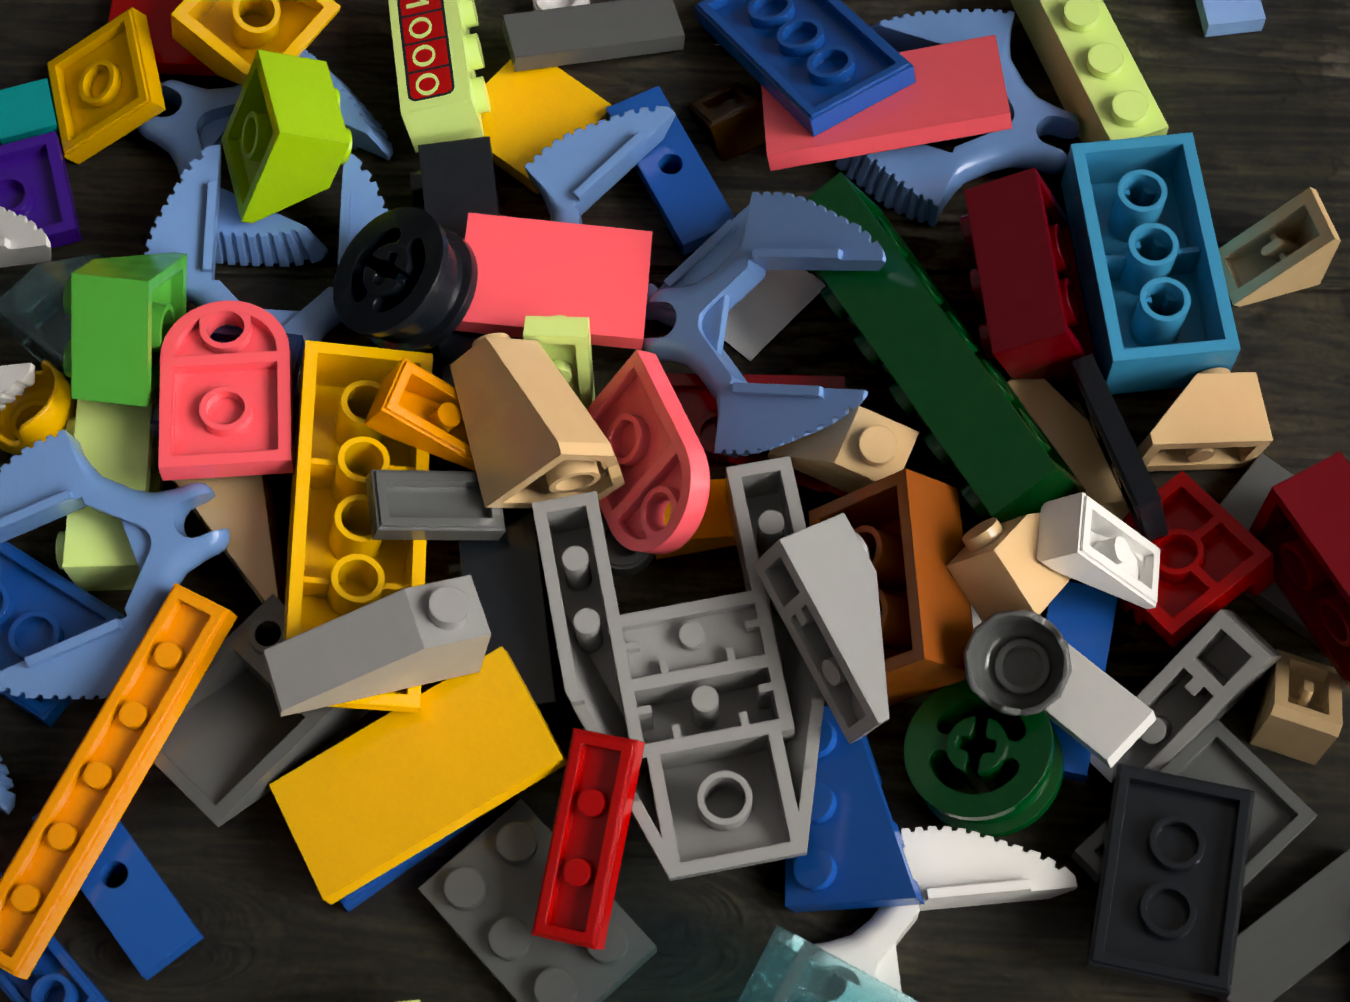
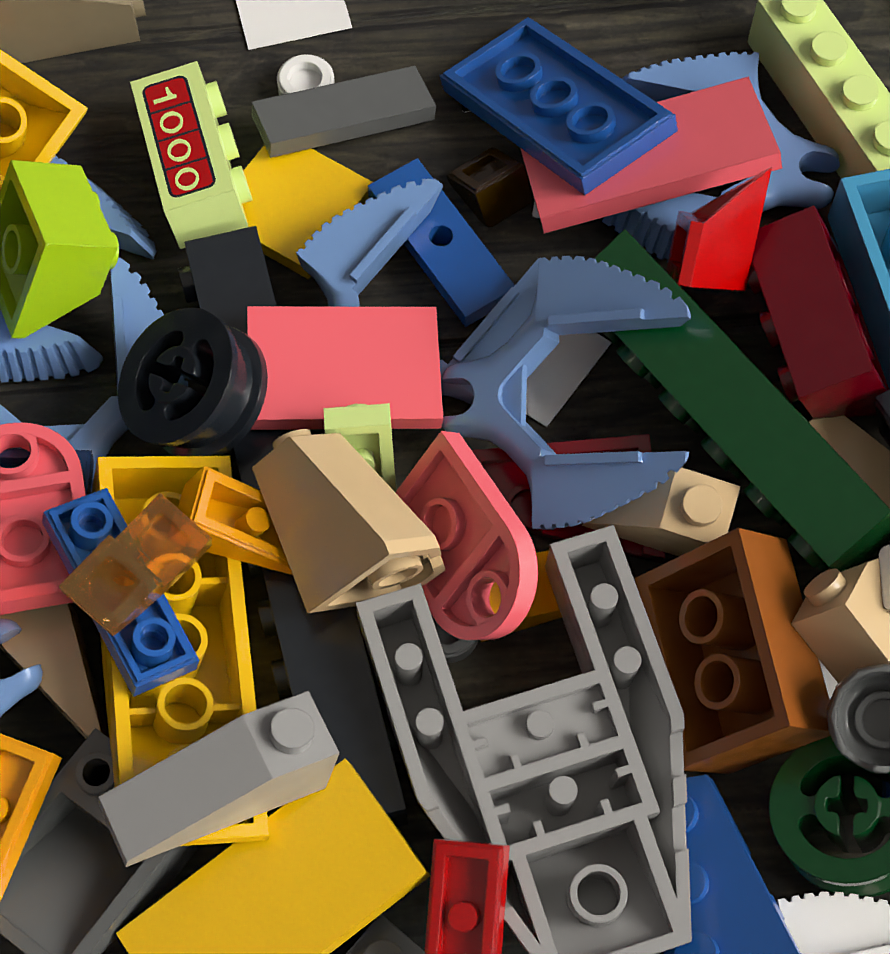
camera: 10 degrees left, 0 degrees up
(317, 495) = (154, 644): none -> blue tile
(326, 443) = (137, 565): none -> clear orange slope
(430, 506) = (250, 618): dark grey tile -> none
(832, 612) = (688, 691): light grey slope -> none
(939, 192) = (718, 240): none -> red slope

